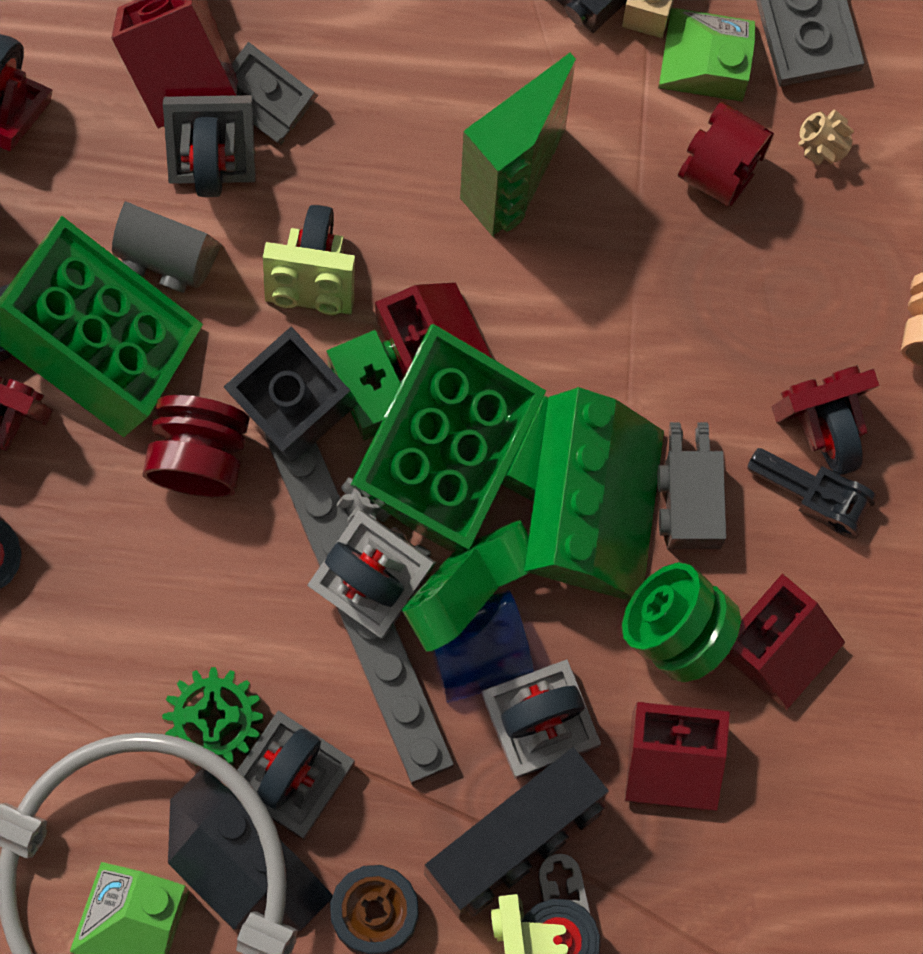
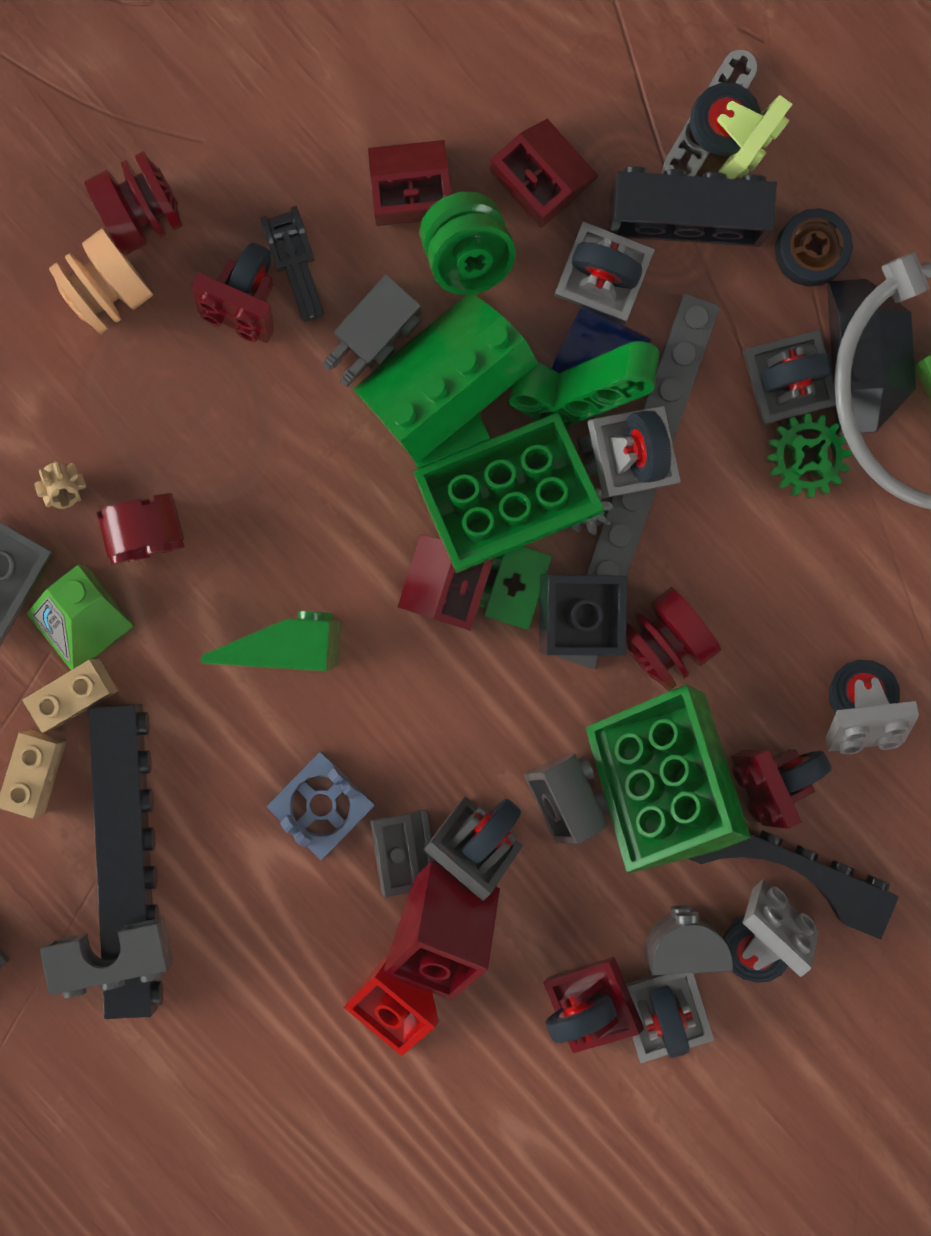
camera: 135 degrees left, 15 degrees up
(311, 267) = (492, 691): yellowish green plate -> none
(369, 101) = (320, 843): none -> sand blue piece

